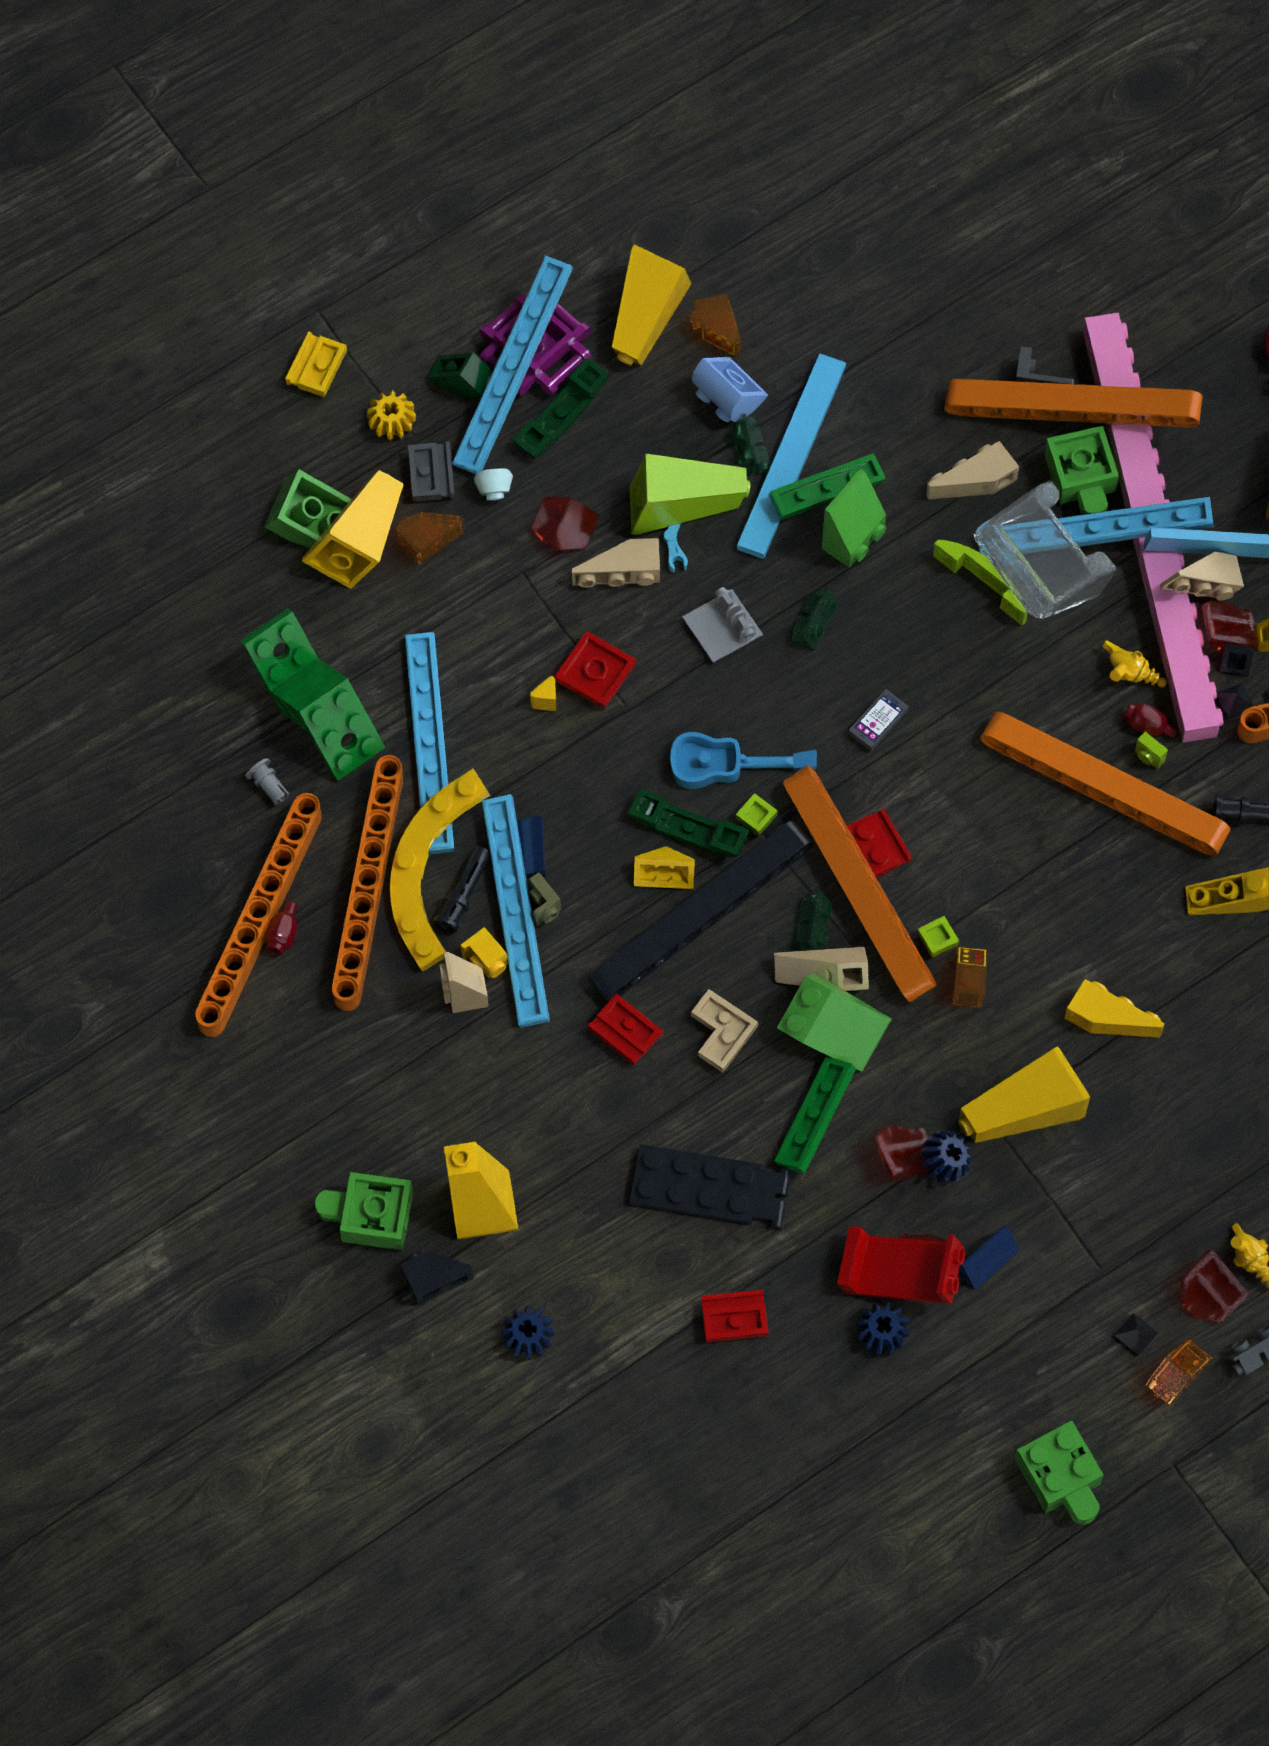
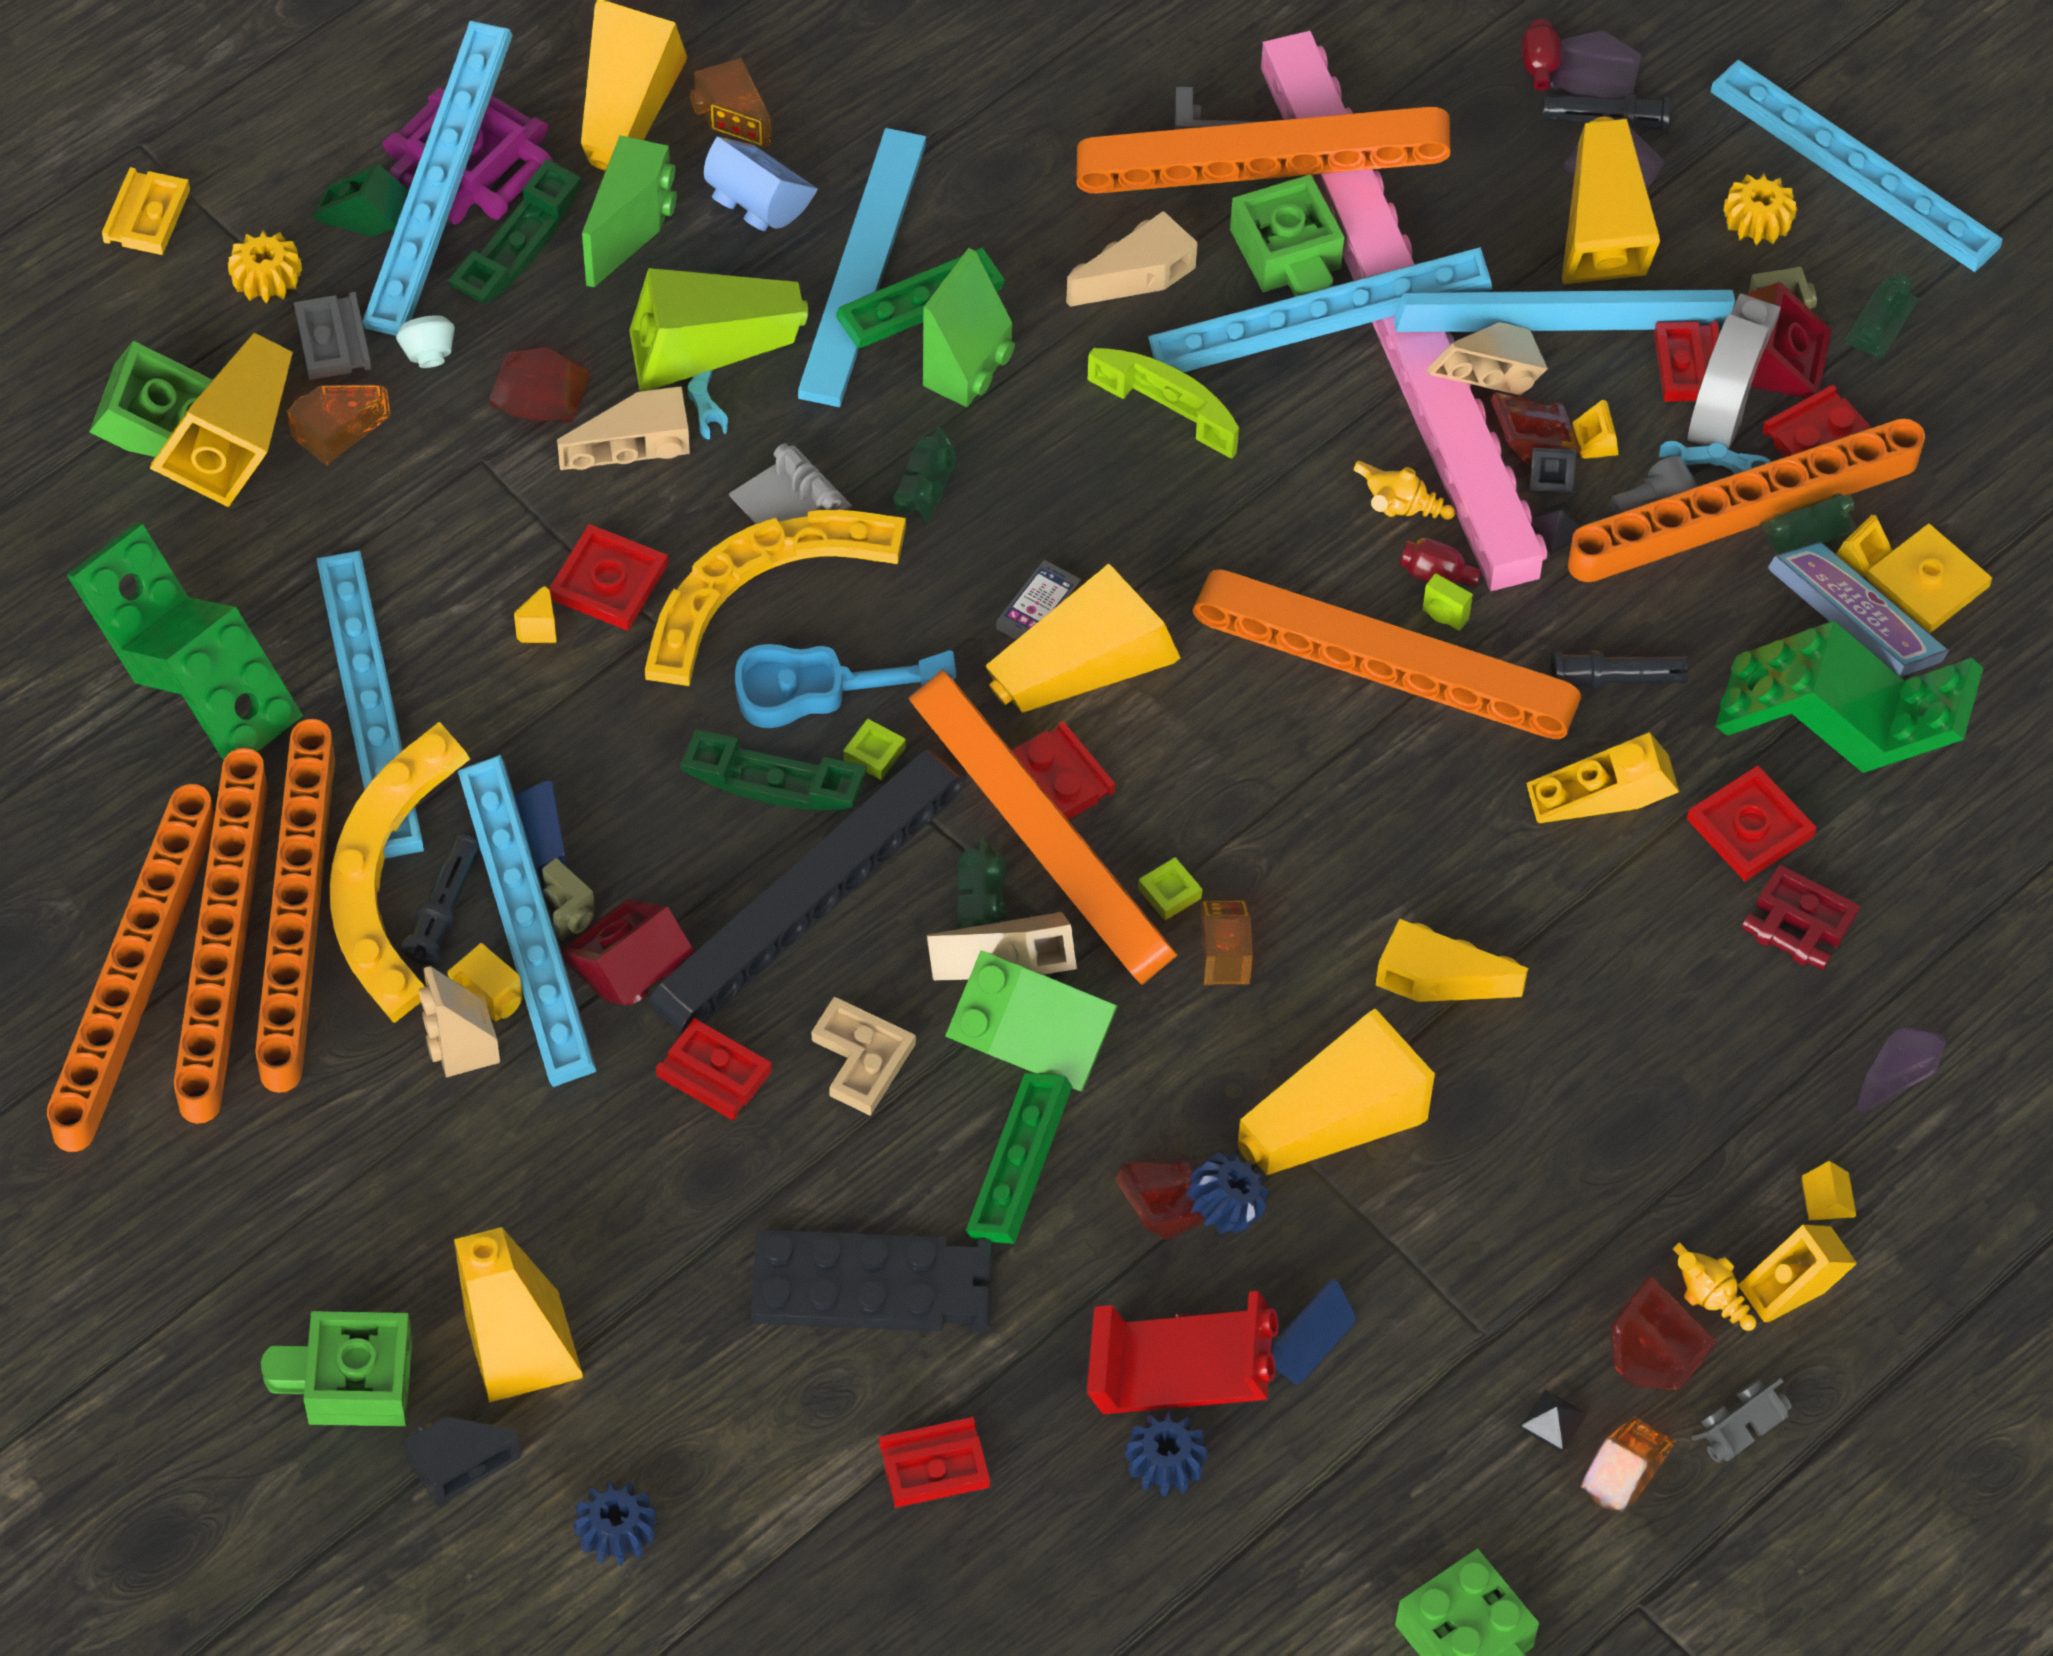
camera: 10 degrees left, 10 degrees down
(267, 780) = (124, 775): light grey pin -> none
(281, 930) = (168, 985): dark red plant -> none
(318, 911) = (221, 951): none -> orange beam
(578, 940) = (628, 951): none -> dark red slope
(638, 398) = (627, 206): none -> bright green slope
(664, 869) = (745, 840): yellow slope -> none
(691, 664) = (748, 555): none -> yellow plate
(746, 434) = (793, 245): clear green hinge -> none
(901, 757) = (1082, 645): none -> yellow slope
(1040, 556) = (1249, 354): clear windscreen -> none

